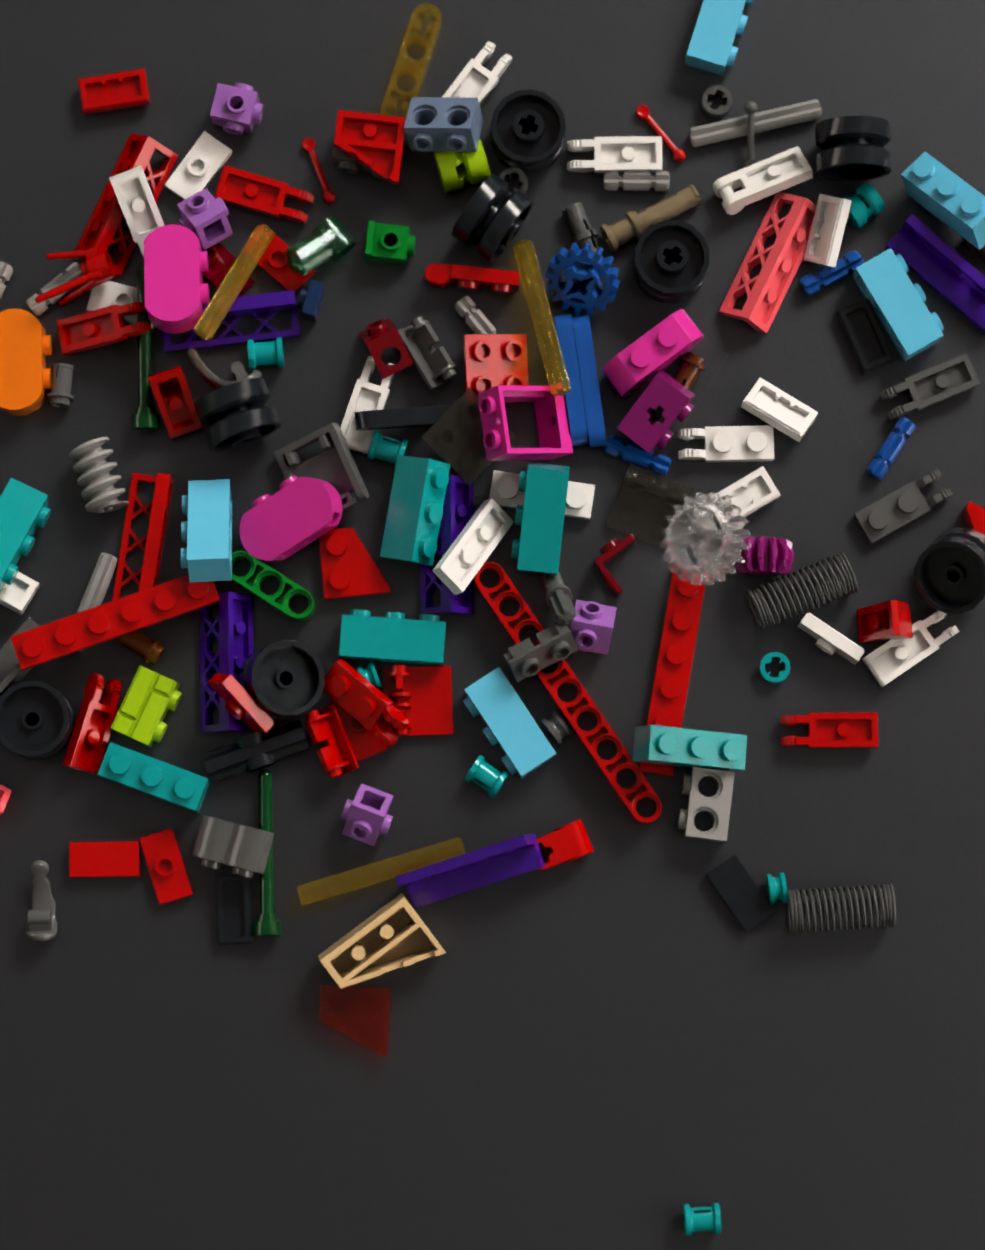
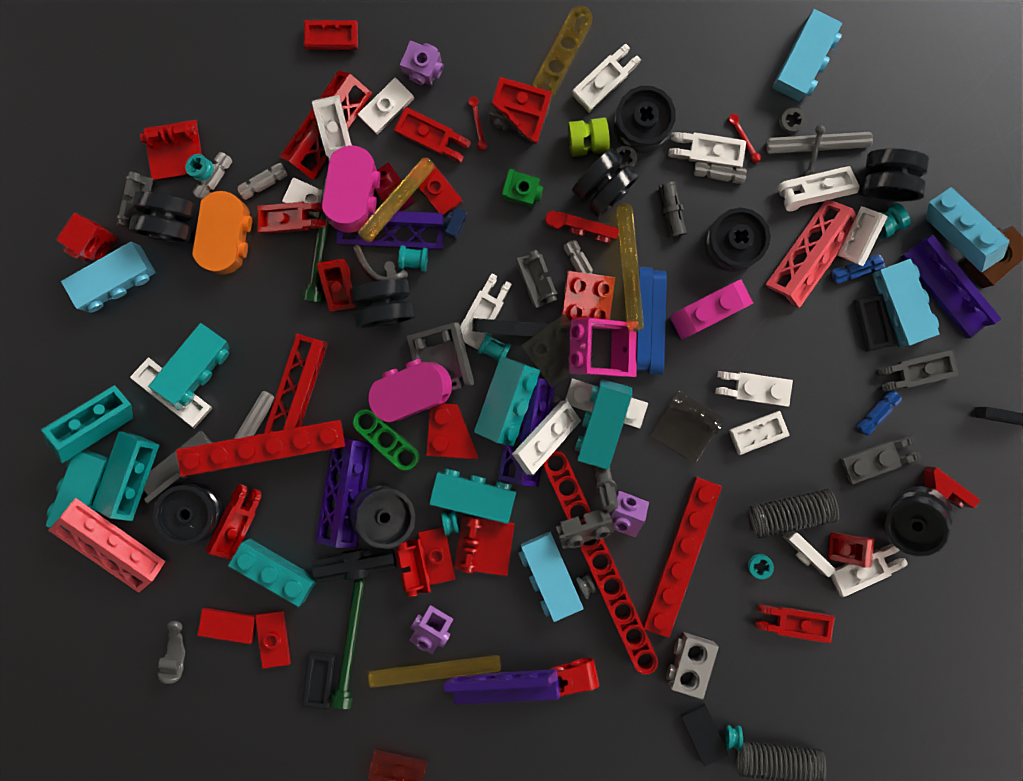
camera: 15 degrees right, 5 degrees up
(61, 386) = (253, 257): dark grey pin -> none
(96, 270) = (292, 172): red plant -> none
(97, 476) = (268, 332): light grey piece -> none
(143, 646) = (283, 469): reddish brown pin -> none
(146, 707) = (276, 516): lime brick -> none
(205, 218) = (383, 145): medium lavender brick -> none
(207, 530) = (344, 391): medium azure brick -> none
(232, 845) = (325, 635): dark grey brick -> none
(240, 703) = (346, 531): red plate -> none
(326, 242) = (474, 180): clear green piece -> none
(363, 701) = (443, 544): red hinge -> none
(380, 336) = (505, 260): dark red bracket -> none
(381, 944) = (424, 731): tan wedge -> none
(443, 124) = (580, 102): sand blue brick -> none
(486, 776) = (527, 614): teal bush -> none
(582, 265) = (667, 240): blue gear -> none
(609, 552) = (649, 458): dark red bracket -> none
(635, 224) = (714, 206): dark tan pin -> none
(637, 455) = (684, 385): blue axle -> none
(639, 421) = (713, 342): magenta brick -> none
(689, 369) = (733, 329): reddish brown pin -> none
(689, 748) = (687, 623): teal brick -> none
(692, 528) = (727, 474): clear gear -> none
(767, 556) = (770, 482): magenta gear -> none
(779, 409) = (799, 369): white plate -> none

